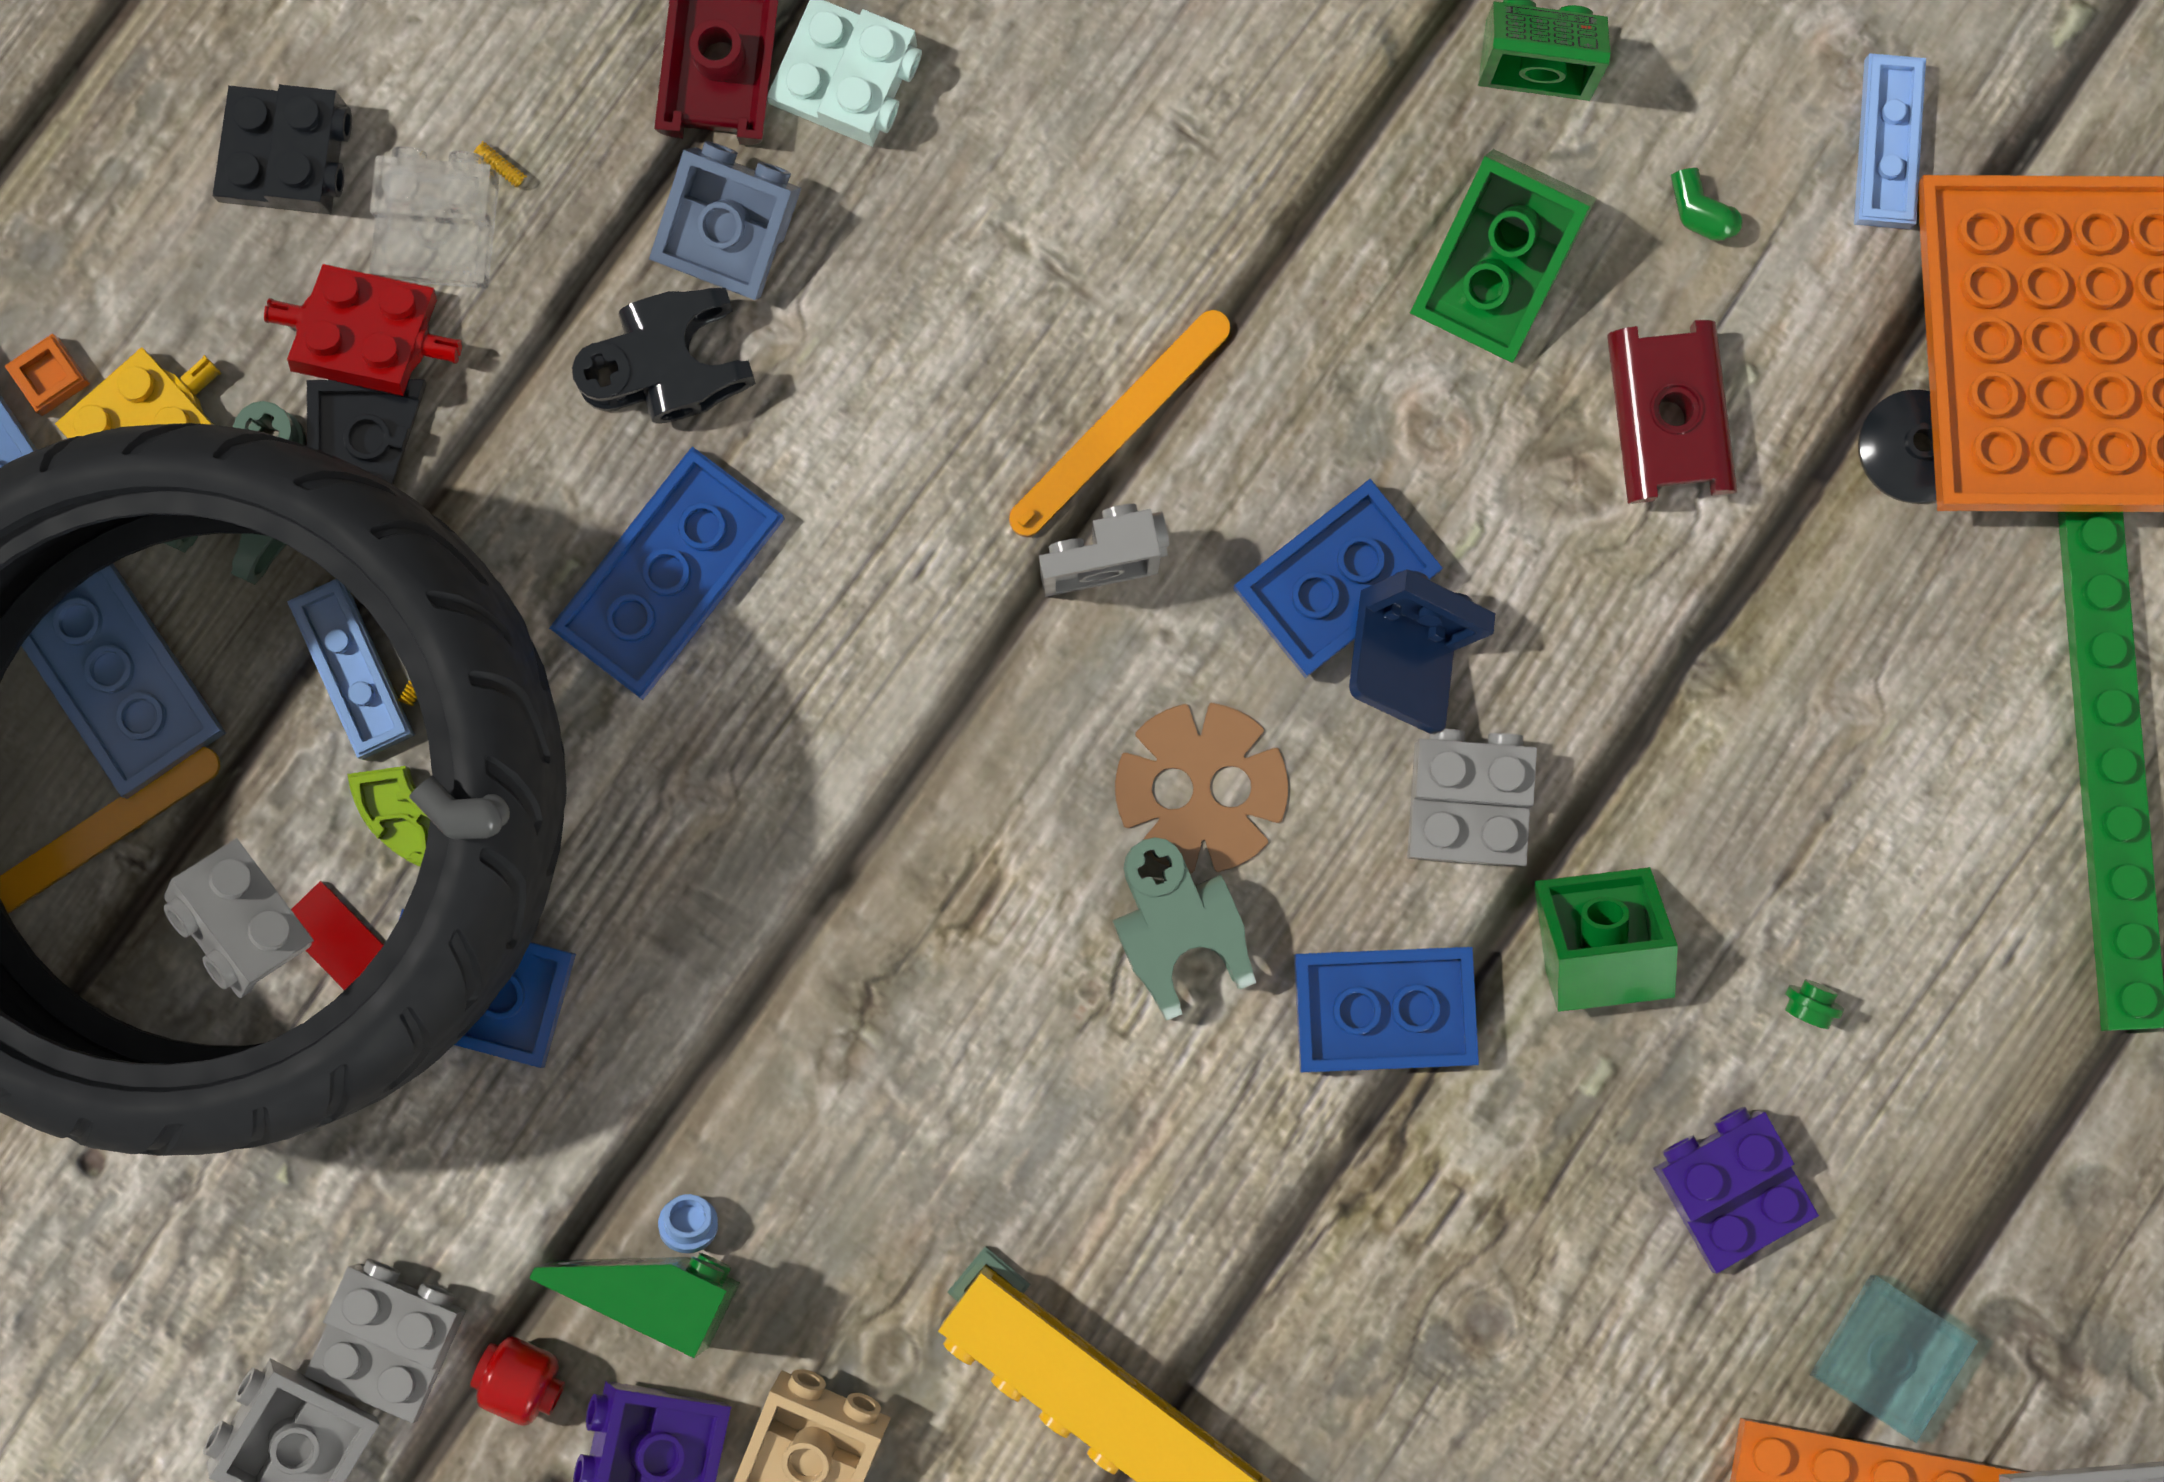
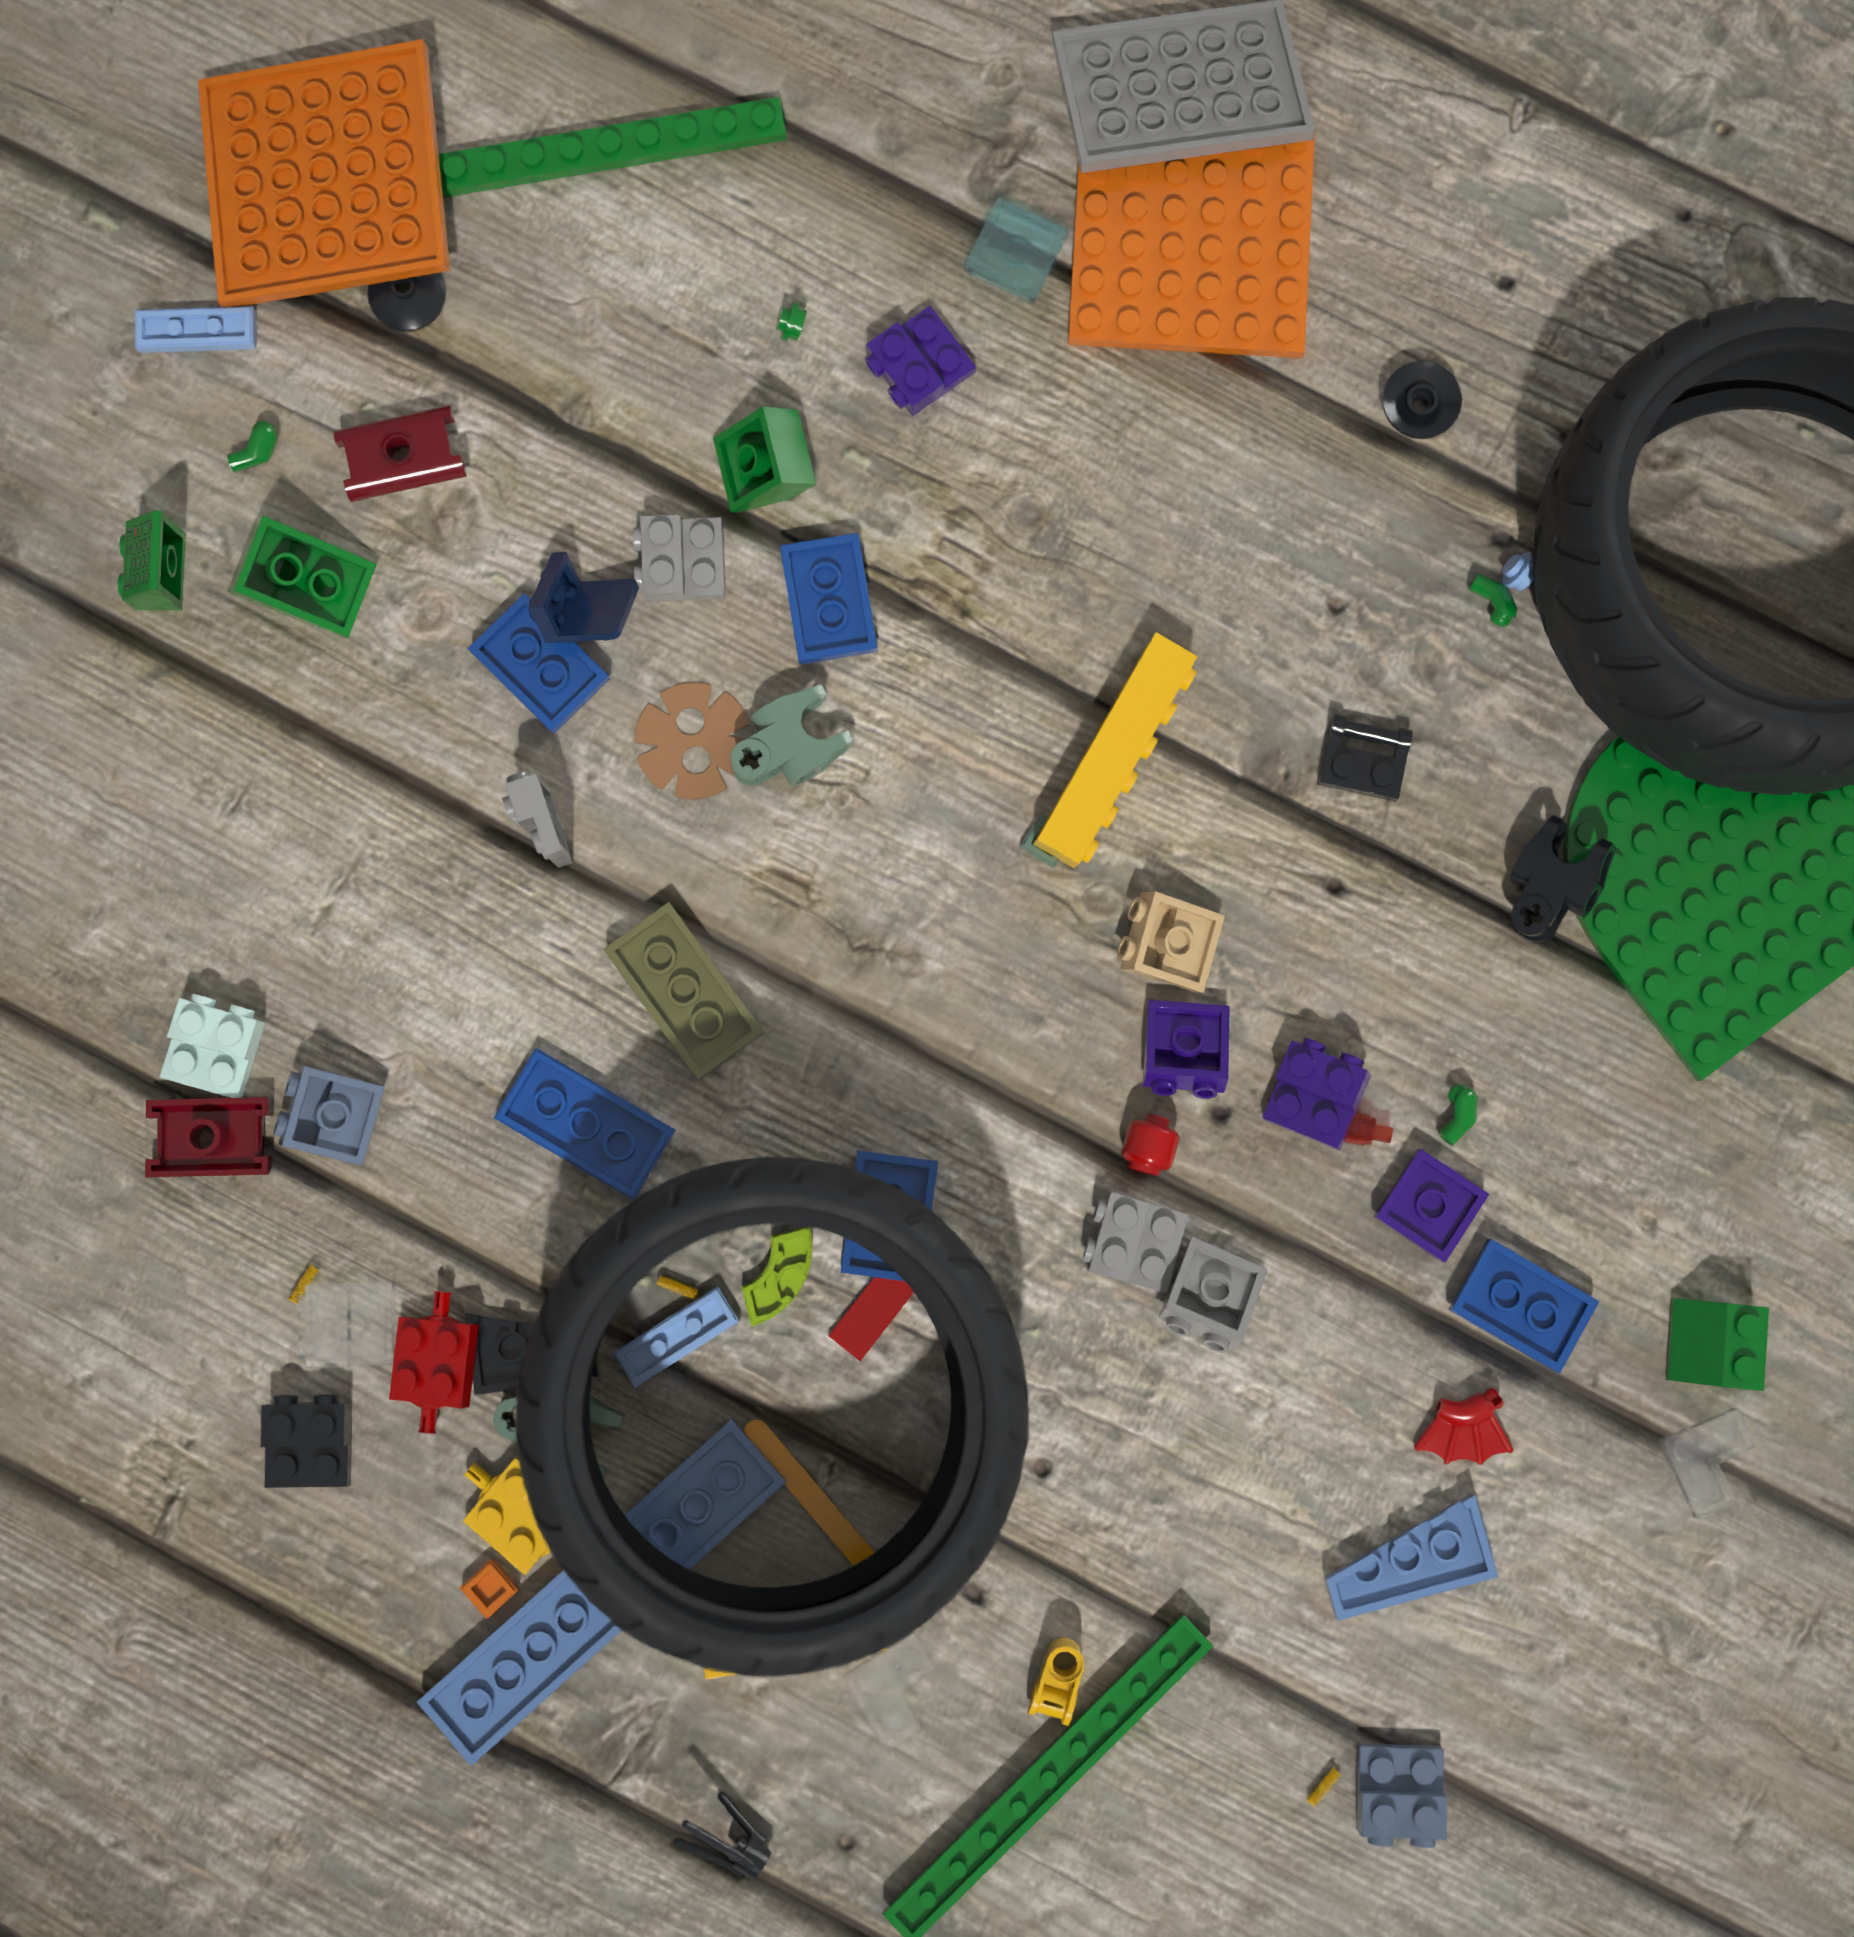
camera: 95 degrees left, 0 degrees up
(234, 918) = (859, 1343): light grey bracket -> none
(461, 817) = (770, 1195): dark grey arm -> none
(655, 361) = (436, 1148): black piece -> none
(664, 1298) = (1079, 1054): green slope -> none
(688, 1224) = (1030, 1046): light blue plate -> none
(834, 733) = (683, 991): none -> olive plate
(1119, 423) = (446, 826): light orange piece -> none

